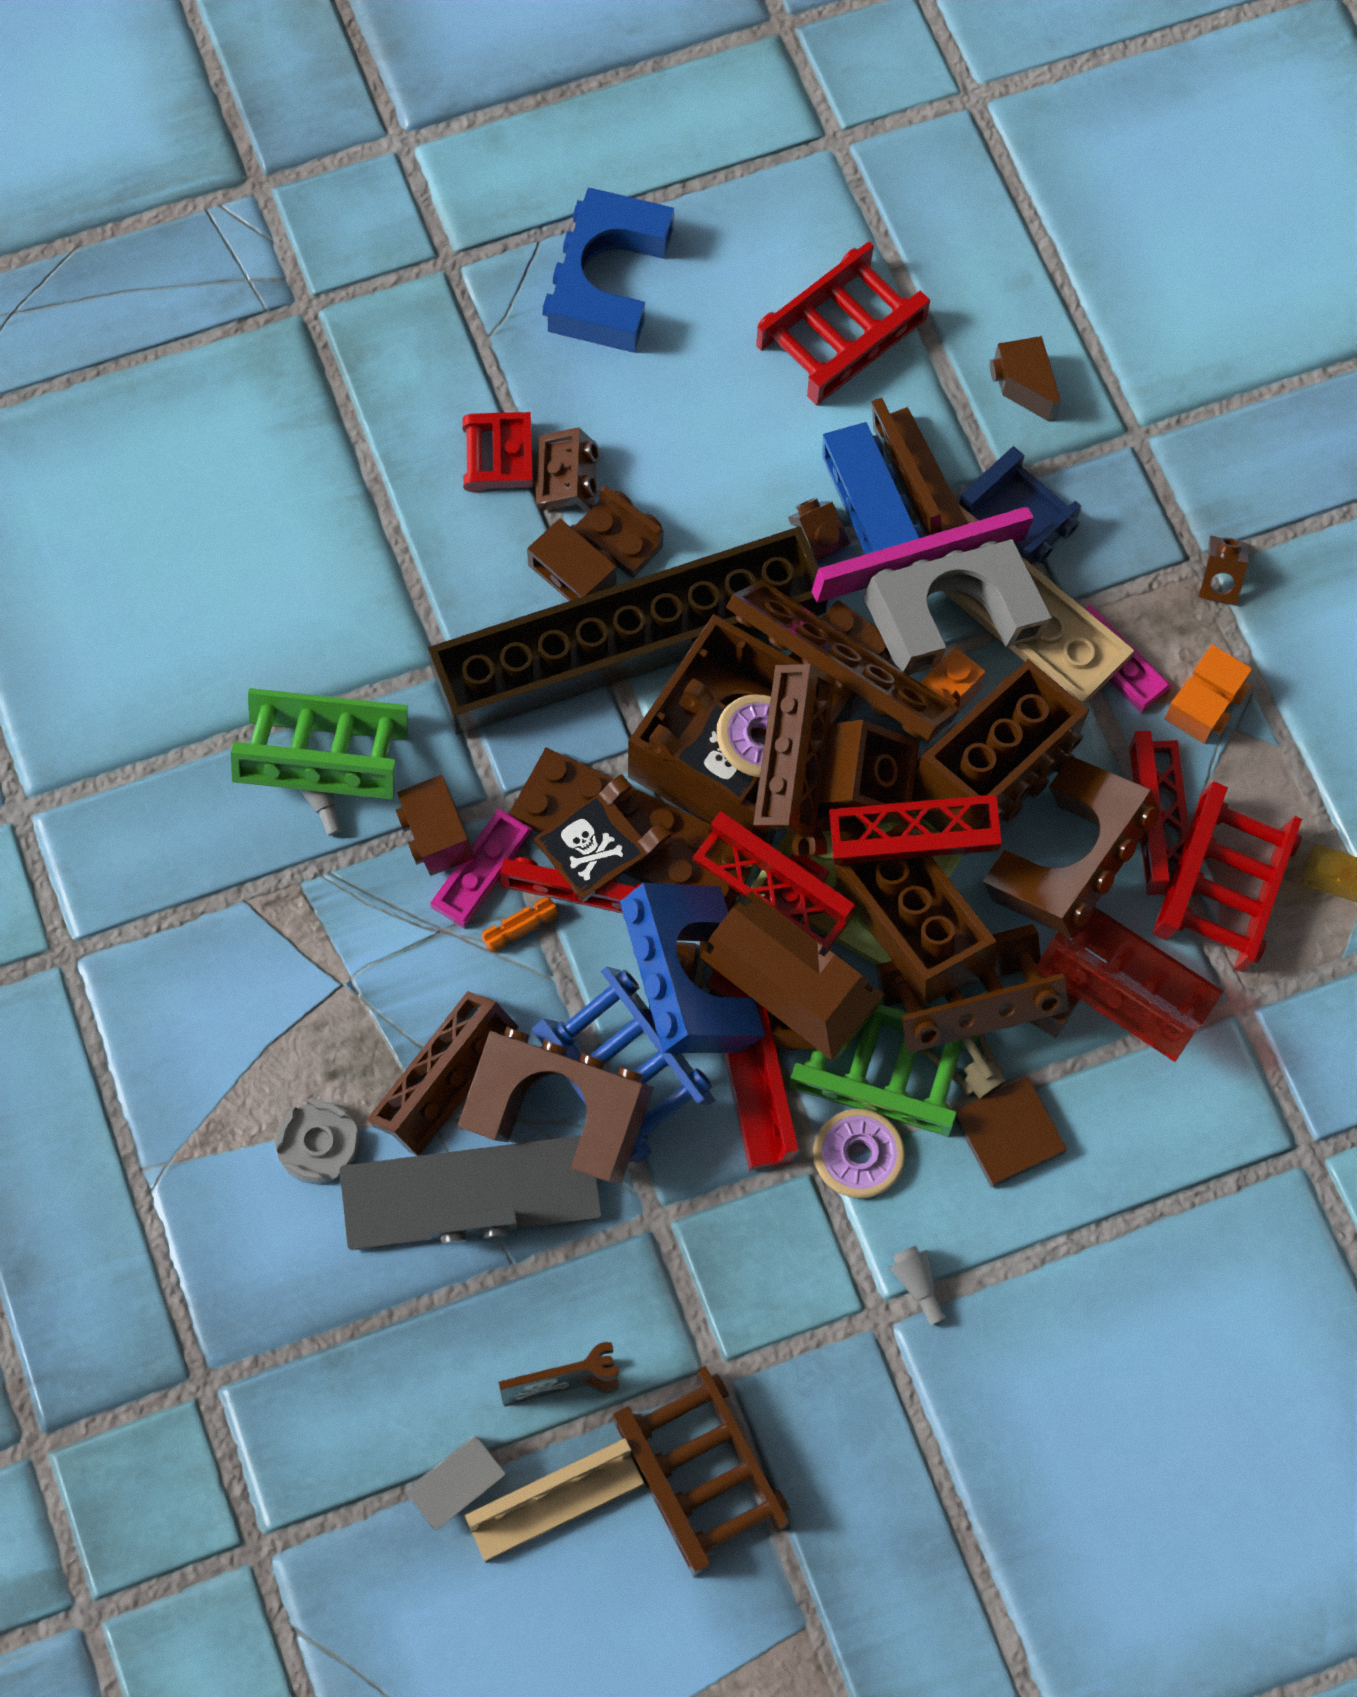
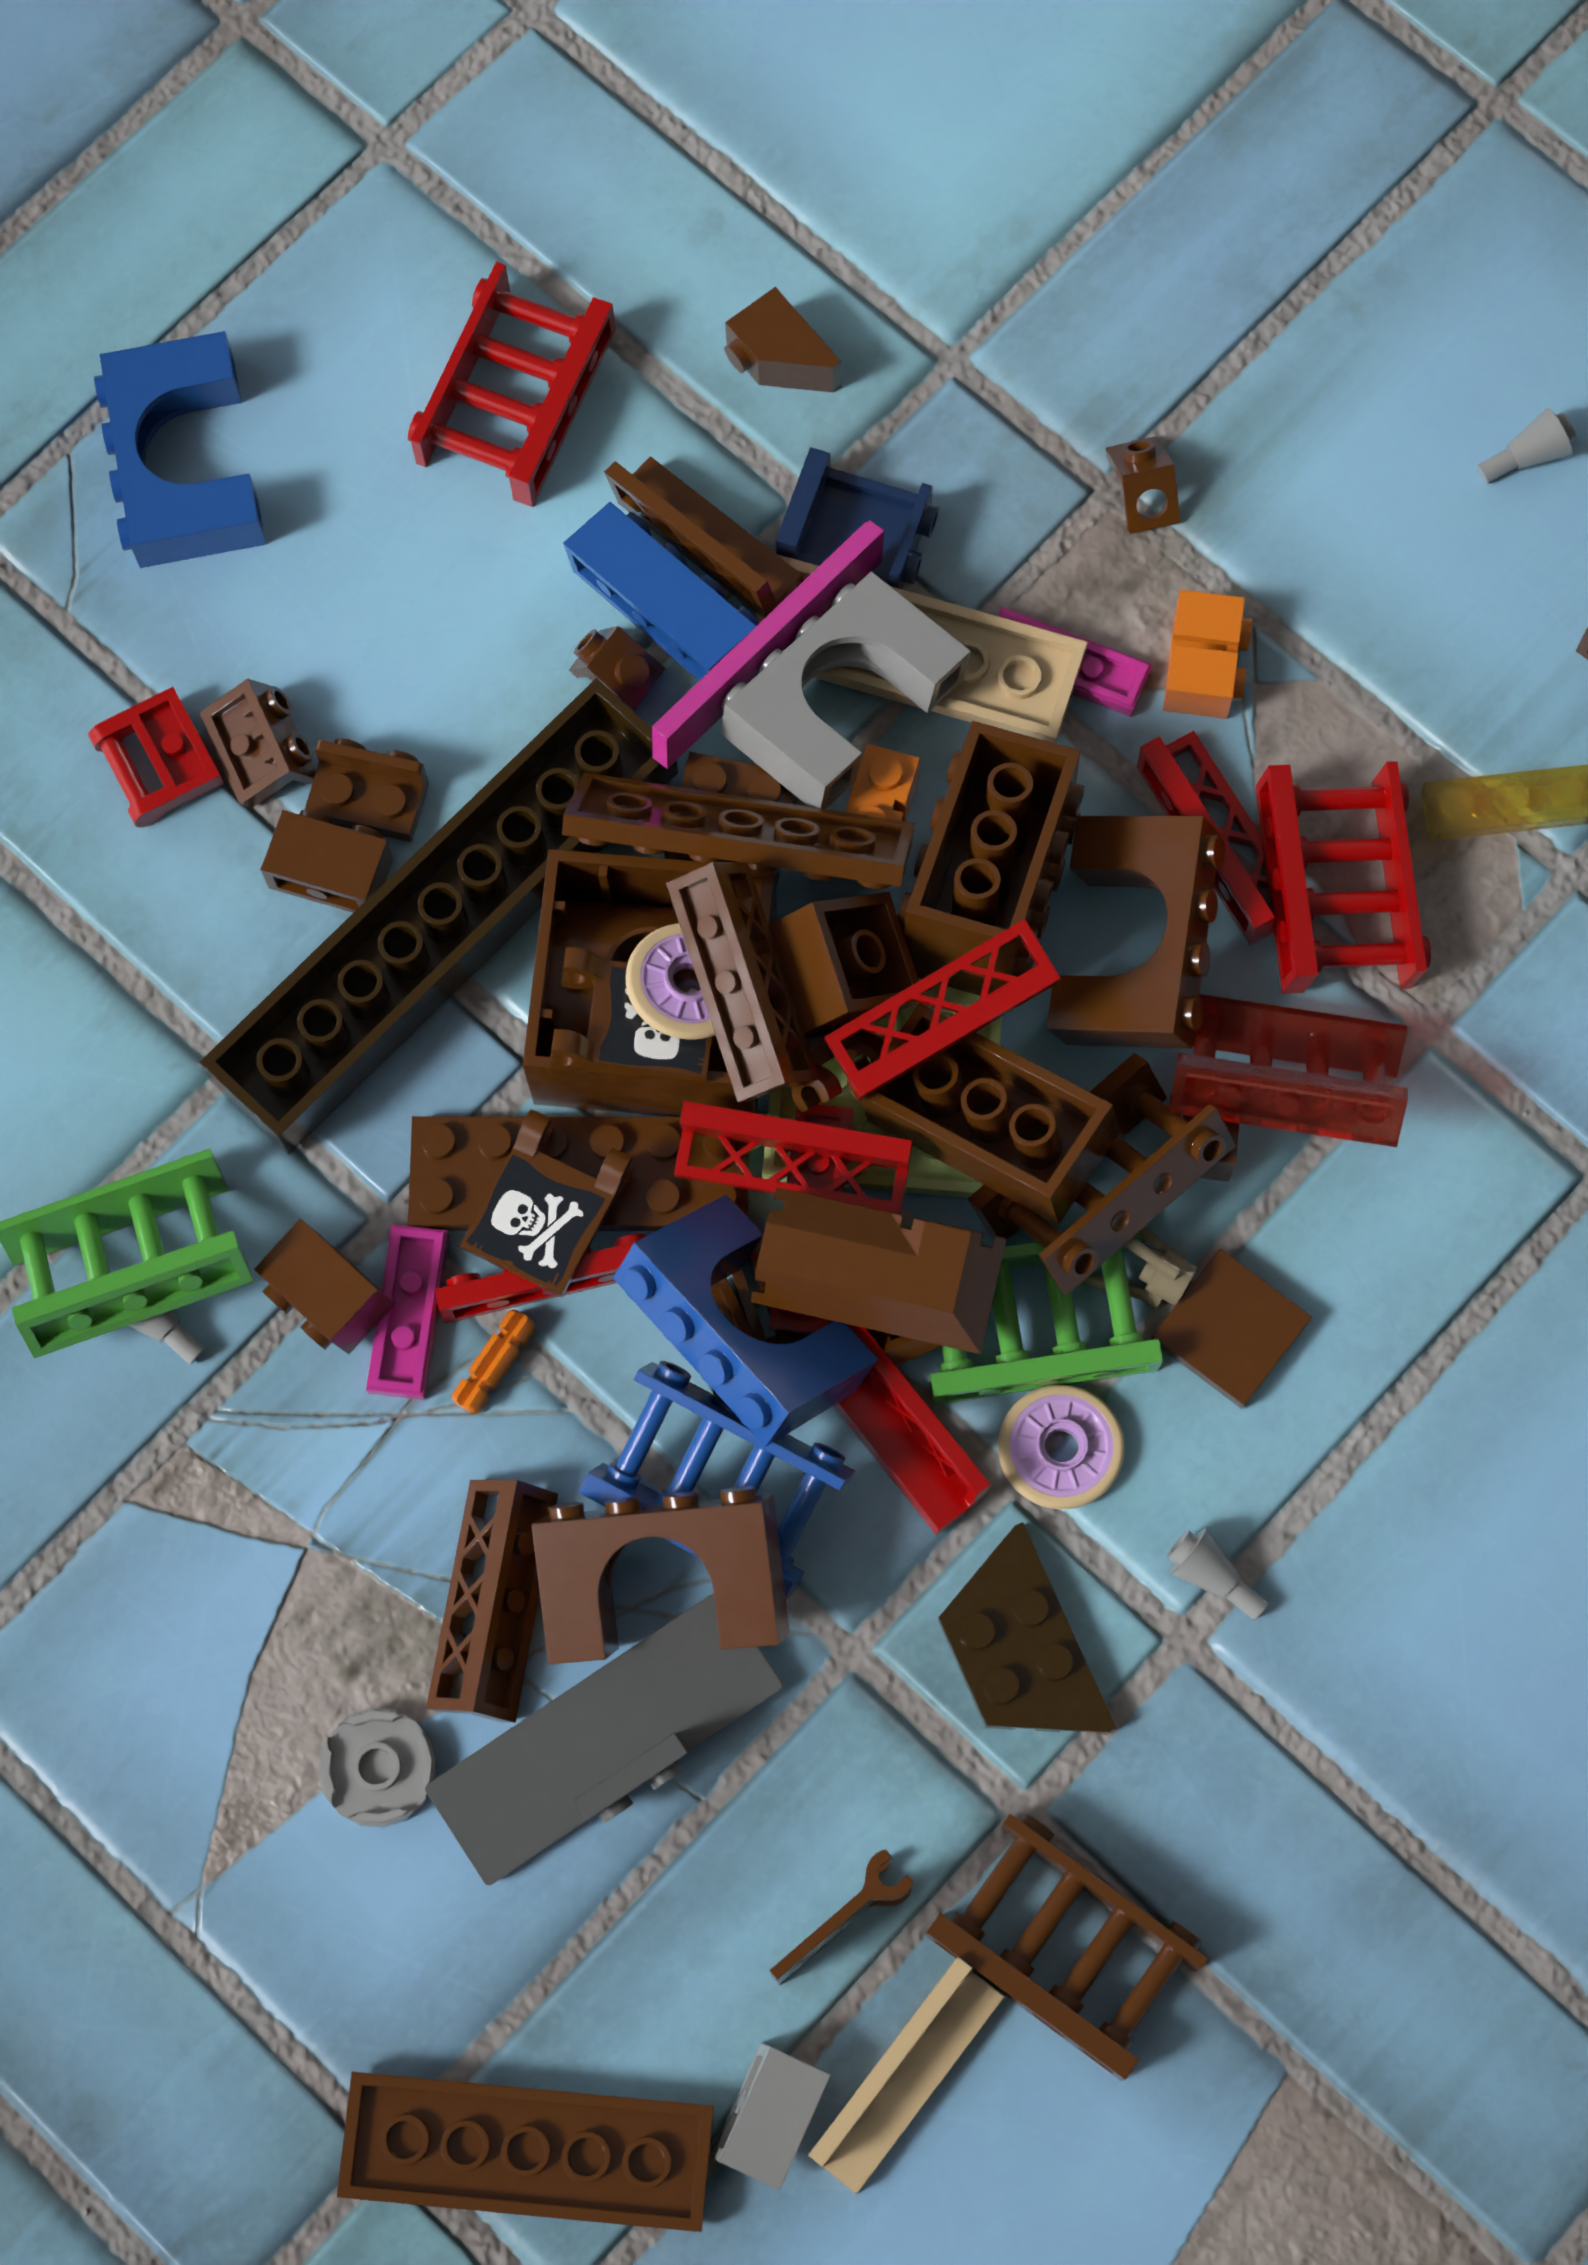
camera: 20 degrees left, 5 degrees up
(289, 1427) = (526, 2151): none -> reddish brown plate
(768, 1268) = (1020, 1647): none -> dark brown wing

